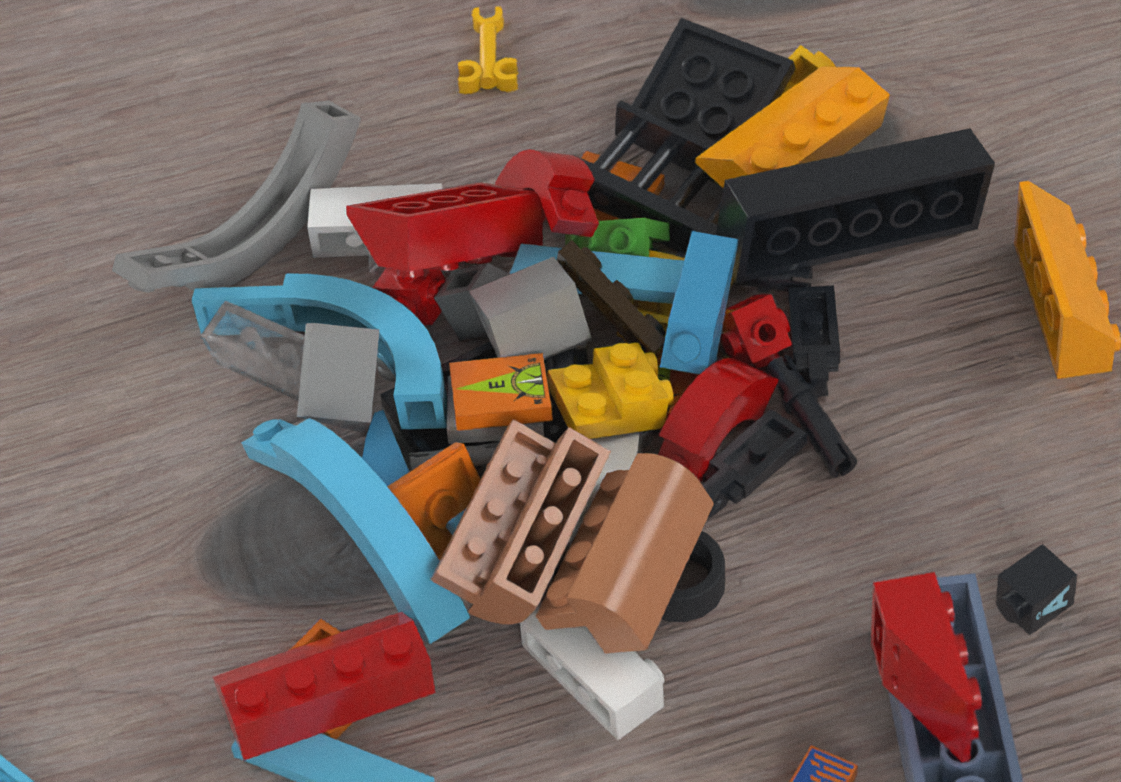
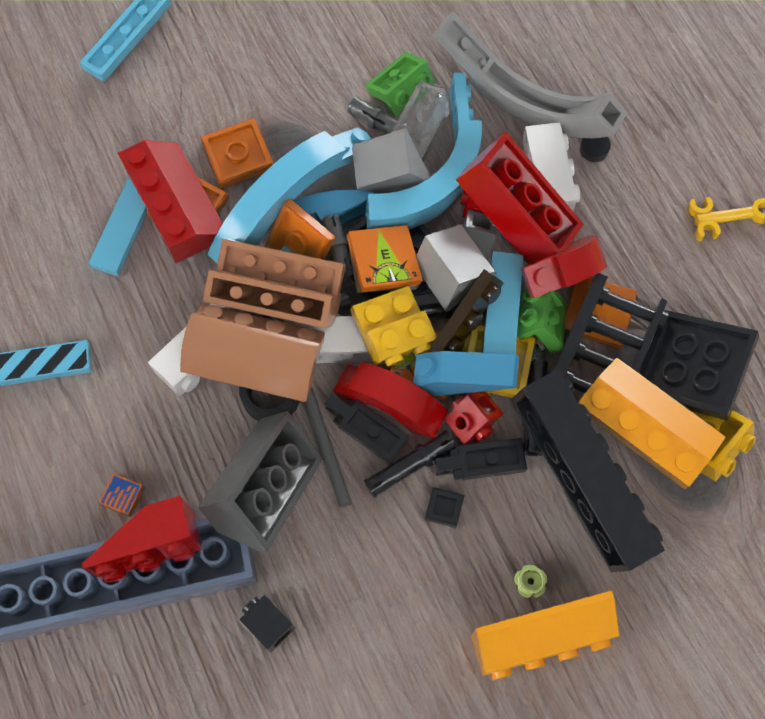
camera: 80 degrees right, 20 degrees up
(173, 380) = (399, 81): none -> bright green bracket
(244, 608) = (237, 153): none -> orange tile
(250, 400) = (361, 109): none -> dark grey pin
(352, 173) = (595, 148): none -> black tile
(785, 514) = (327, 451): none -> dark grey bar
(824, 558) = (262, 482): none -> dark grey slope
(876, 388) = (444, 507): none -> black tile
(988, 301) = (539, 577): none -> yellowish green plate

